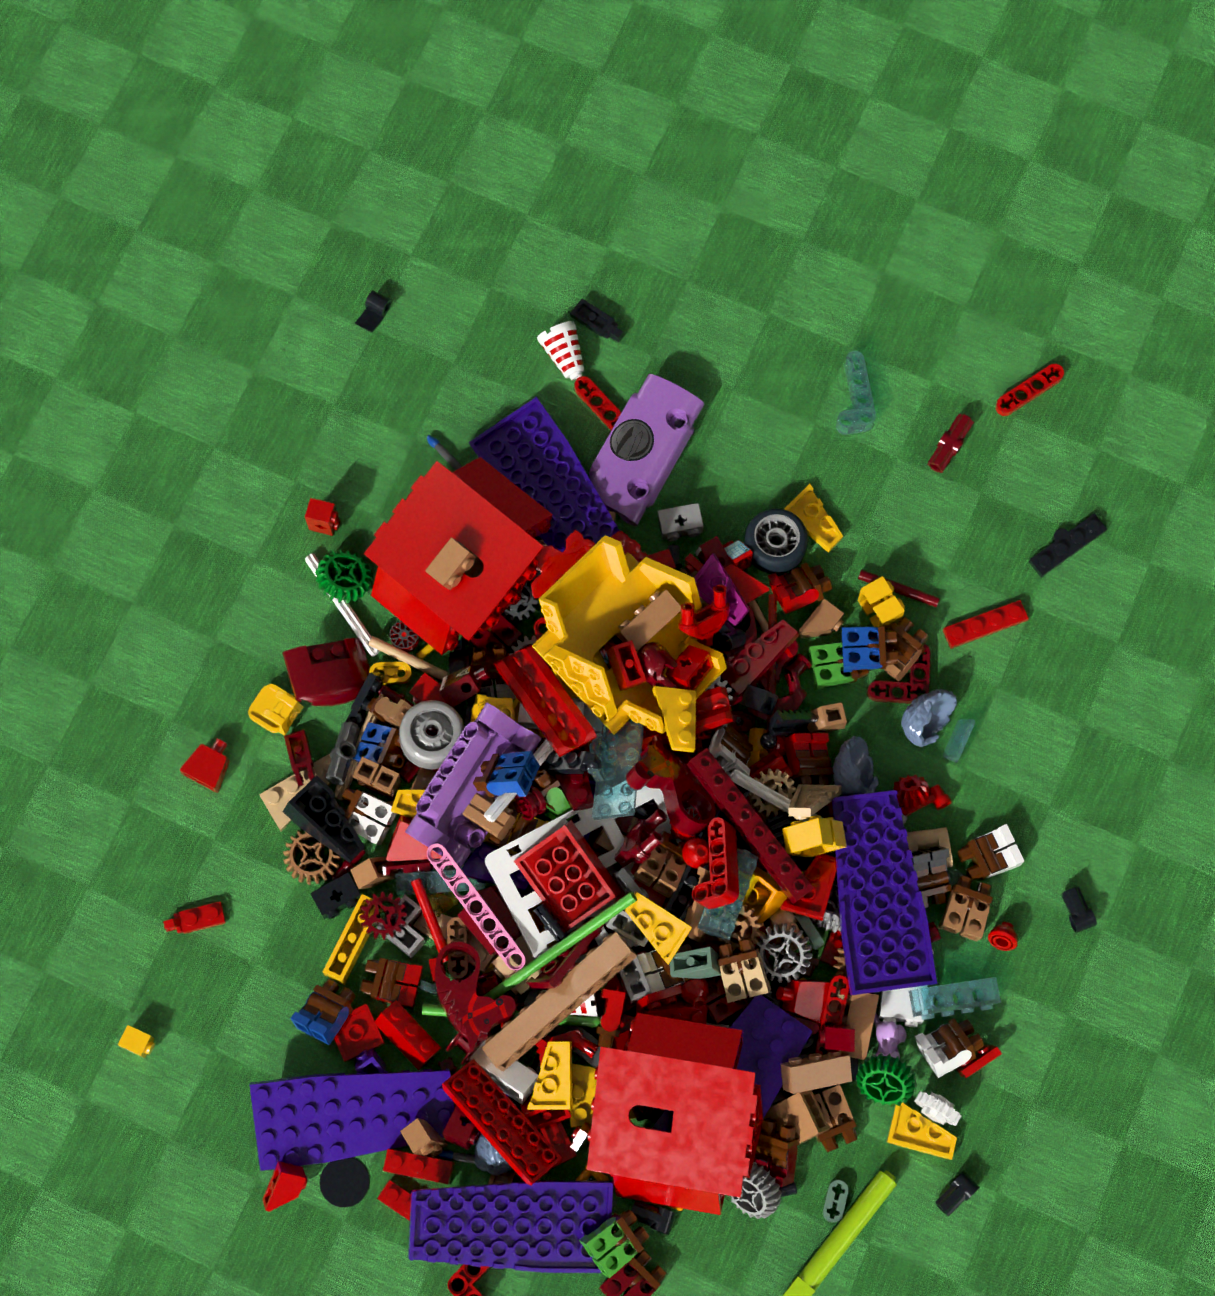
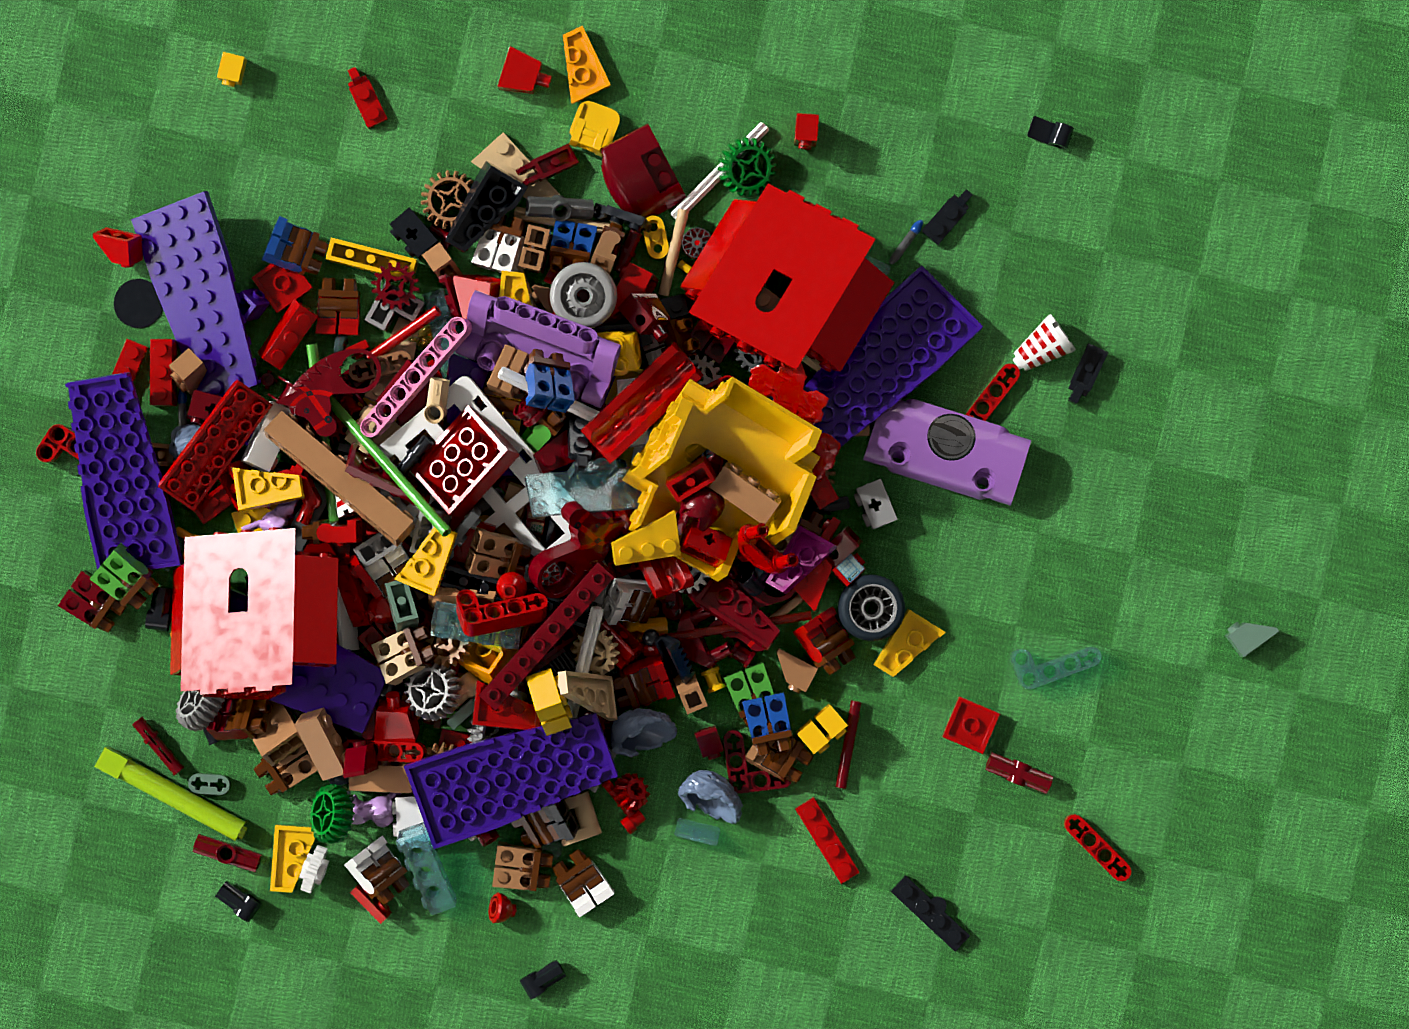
camera: 75 degrees right, 15 degrees up
(214, 708) = (583, 66): none -> light orange wing
(429, 413) = (947, 217): none -> black hinge
(451, 564) = (763, 278): medium nougat brick -> none
(500, 887) = (437, 398): none -> tan piece
(580, 1135) = (223, 523): plate -> none
(585, 1079) = (276, 518): none -> lavender animal
(641, 840) = (513, 526): dark red connector -> none
(759, 700) = (691, 621): black brick -> none
(765, 1259) = (141, 725): none -> dark red pin
(817, 697) = (713, 679): none -> yellow bush
(861, 229) = (1247, 636): none -> sand green slope
(875, 710) = (709, 742): none -> dark red slope
(899, 477) = (970, 725): none -> red plate
(900, 1208) = (213, 849): none -> dark red piece

